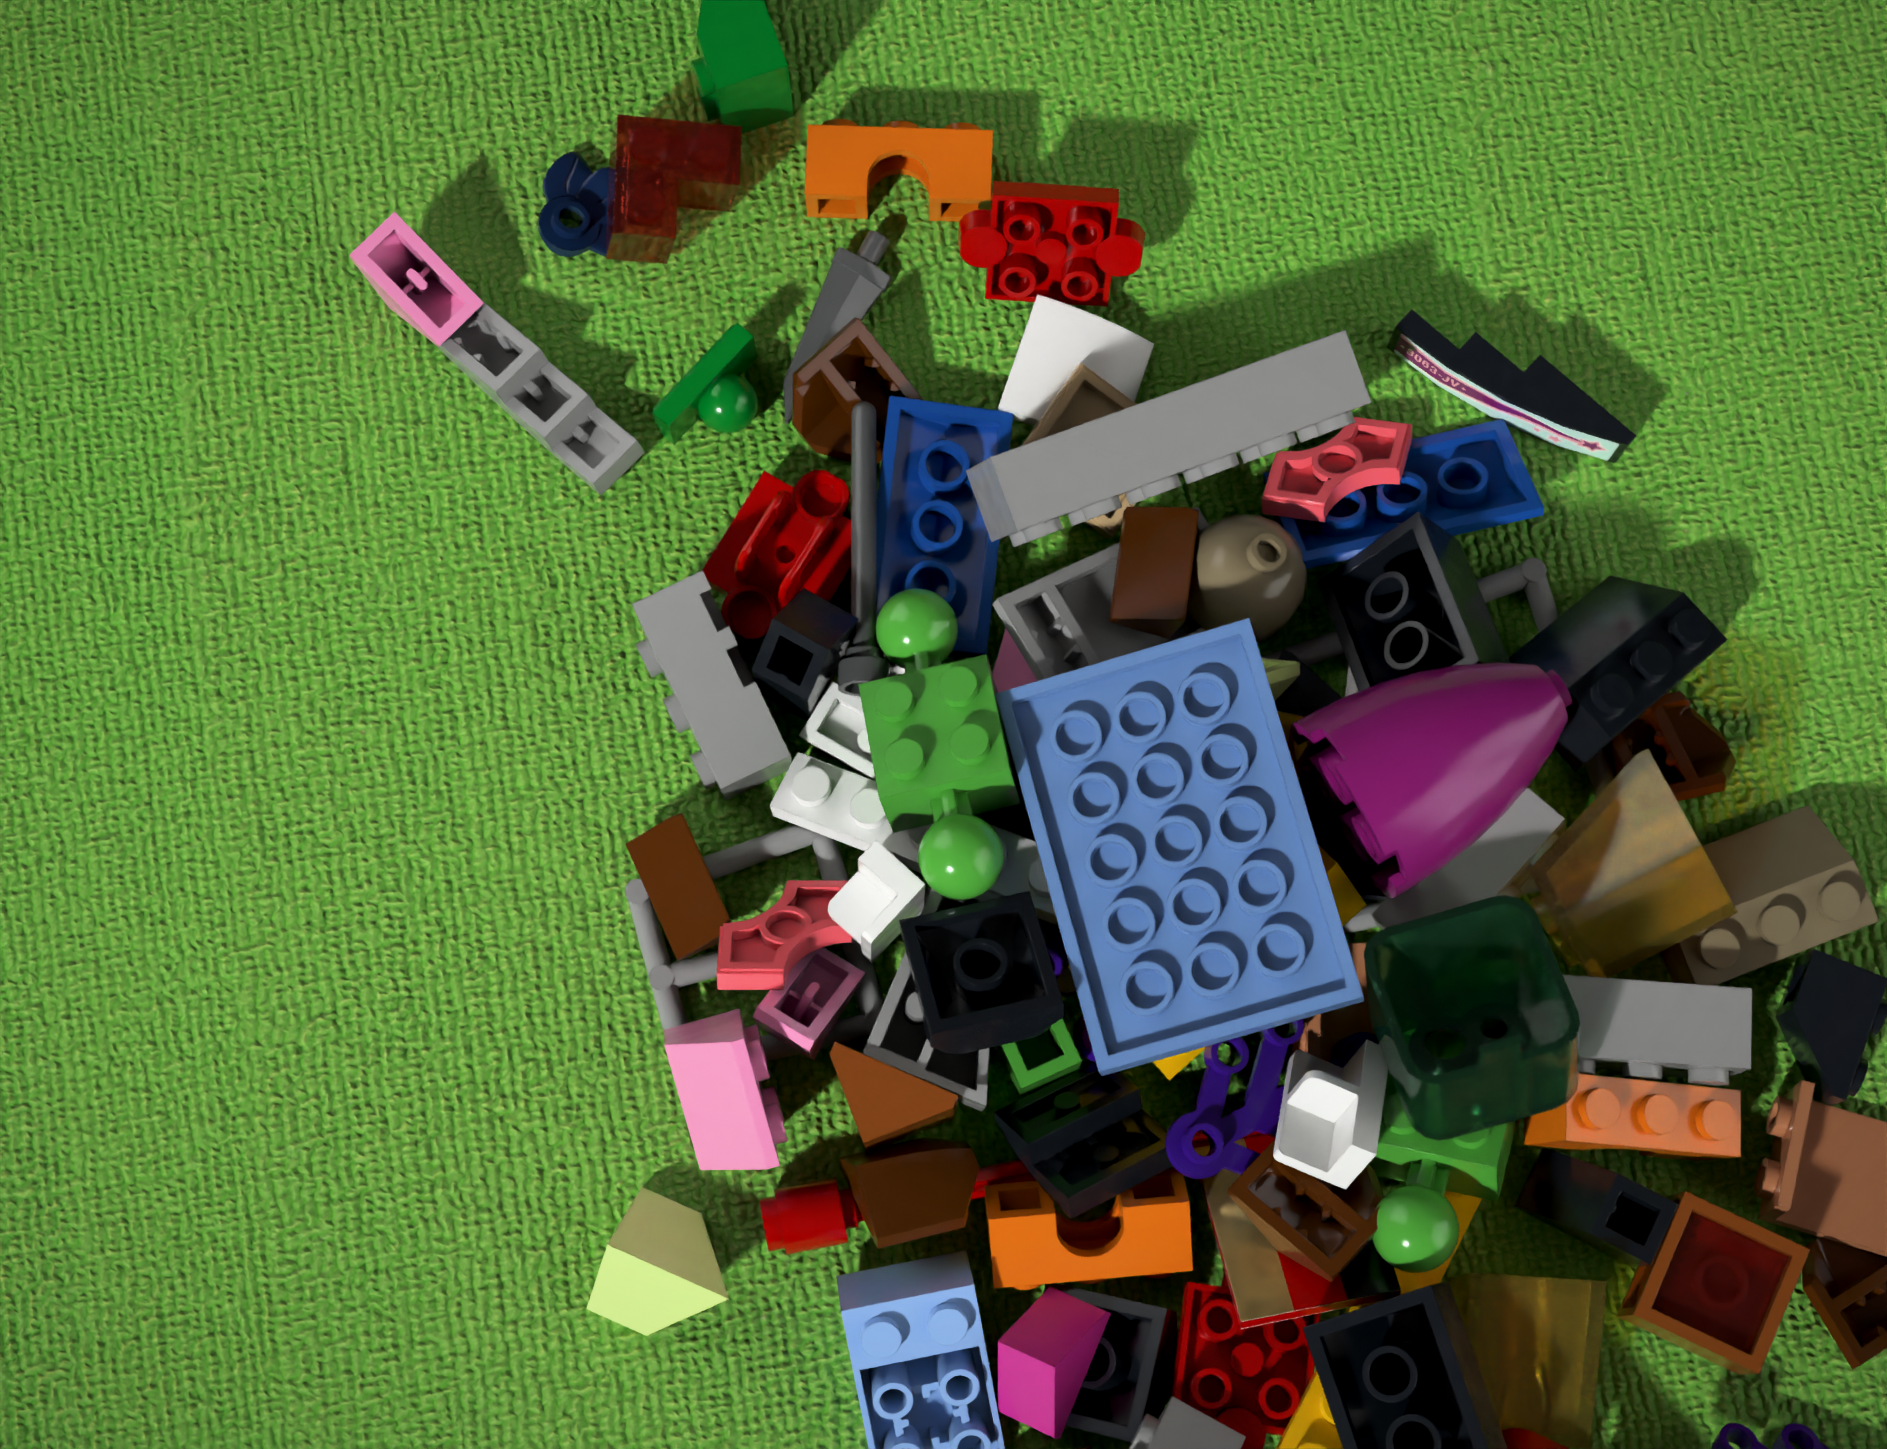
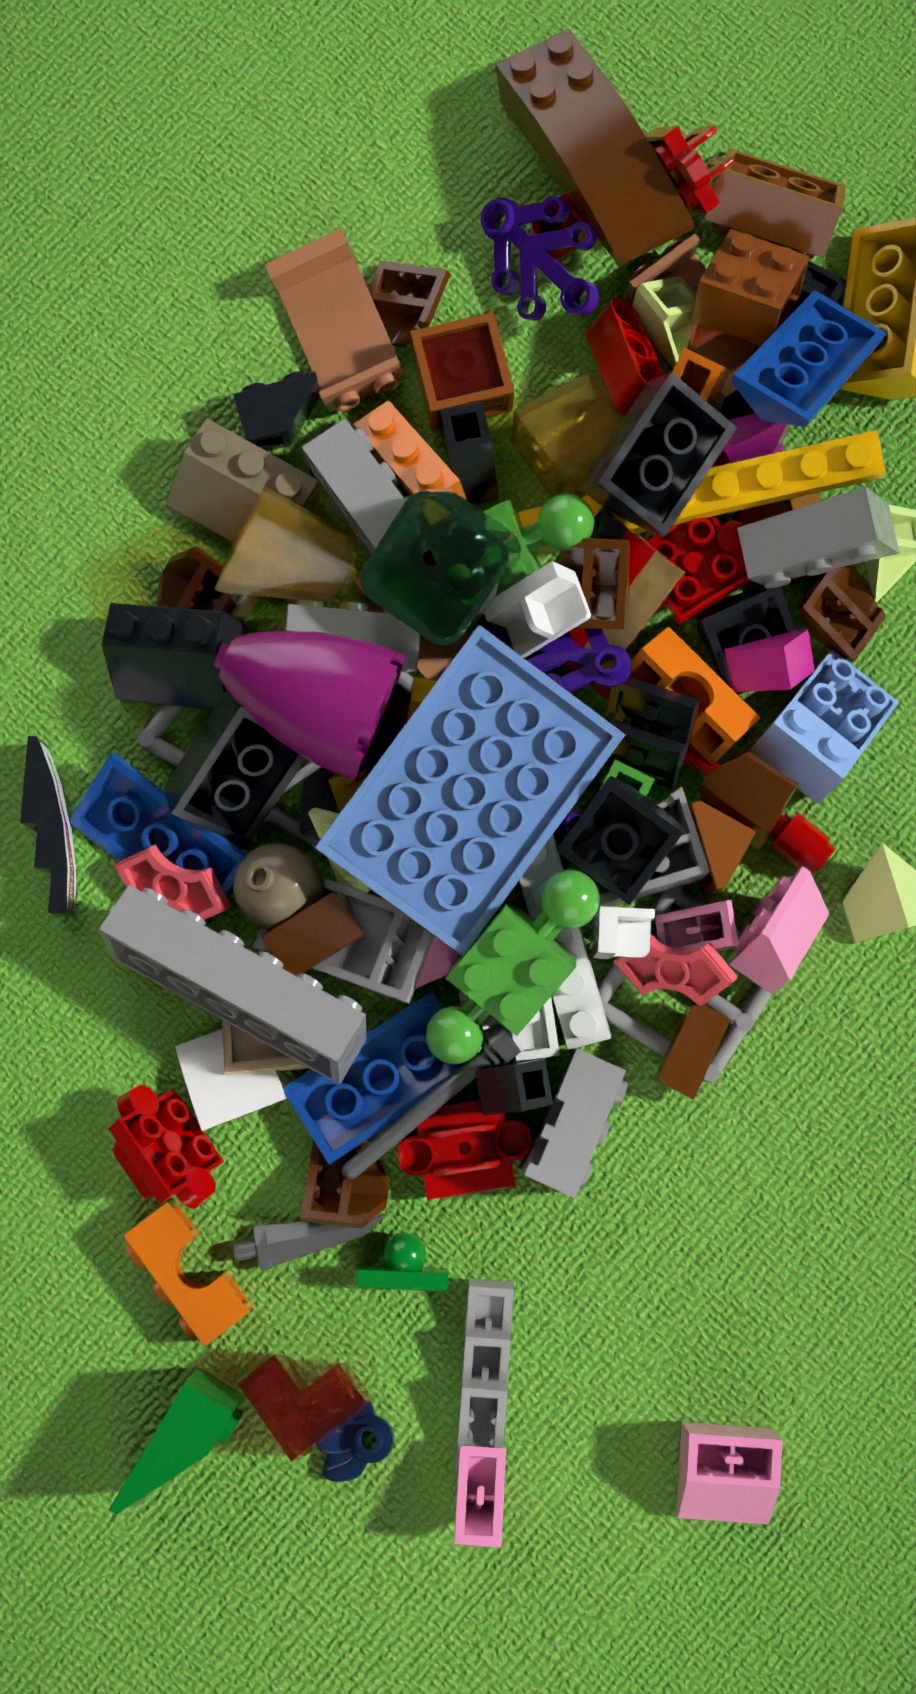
camera: 135 degrees left, 5 degrees up
(214, 555) = (728, 1473): none -> bright pink slope

